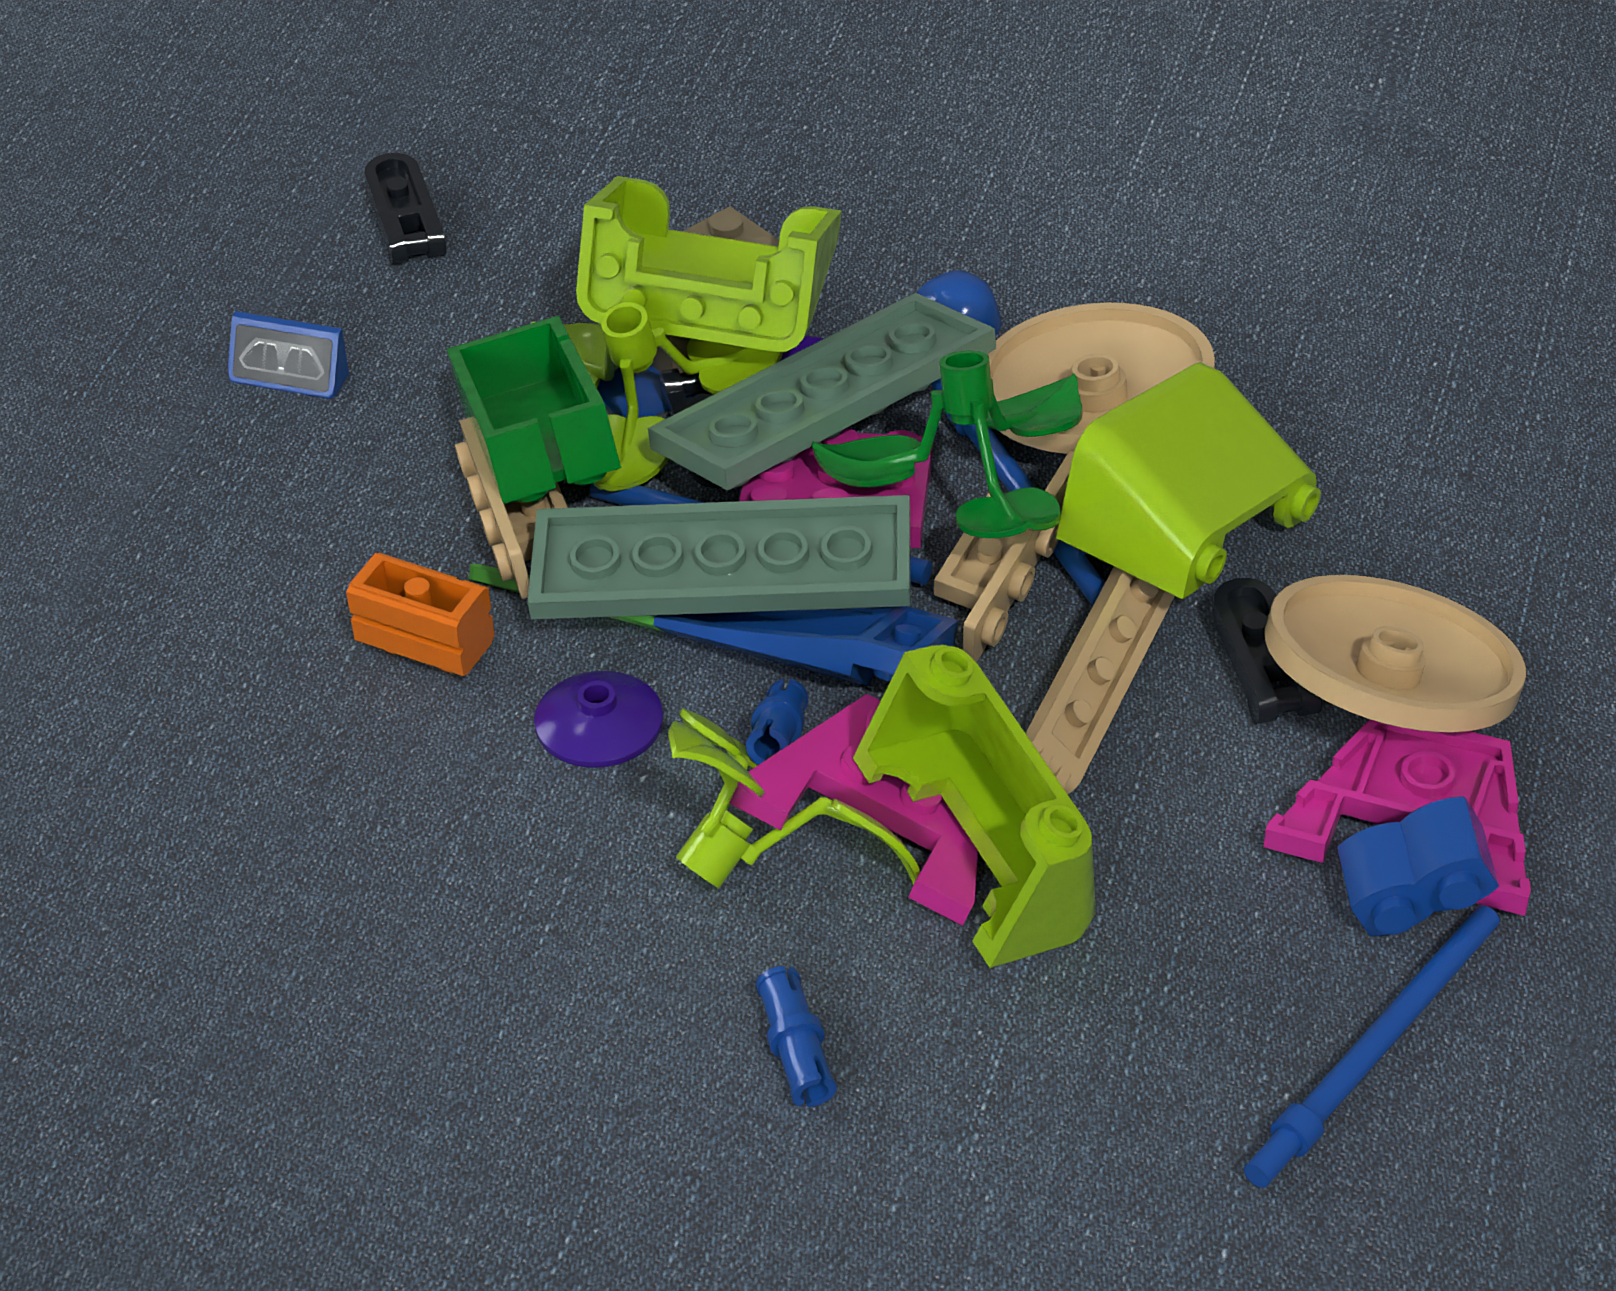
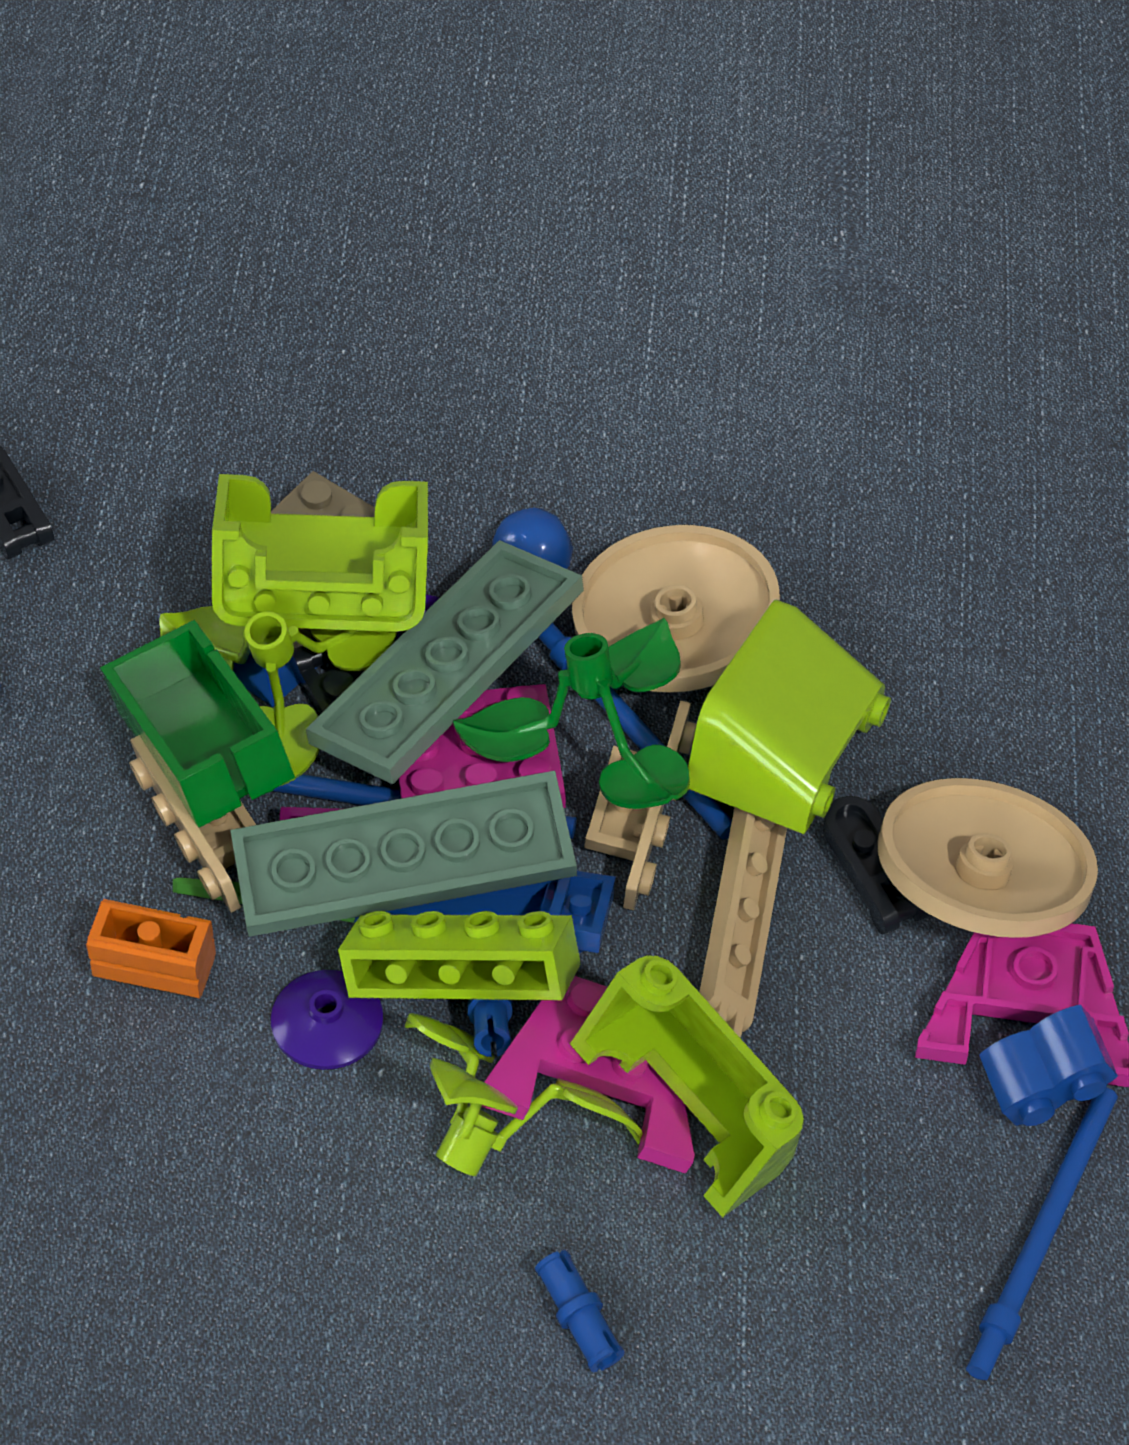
camera: 15 degrees left, 10 degrees up
(754, 658) = (460, 956): none -> lime brick

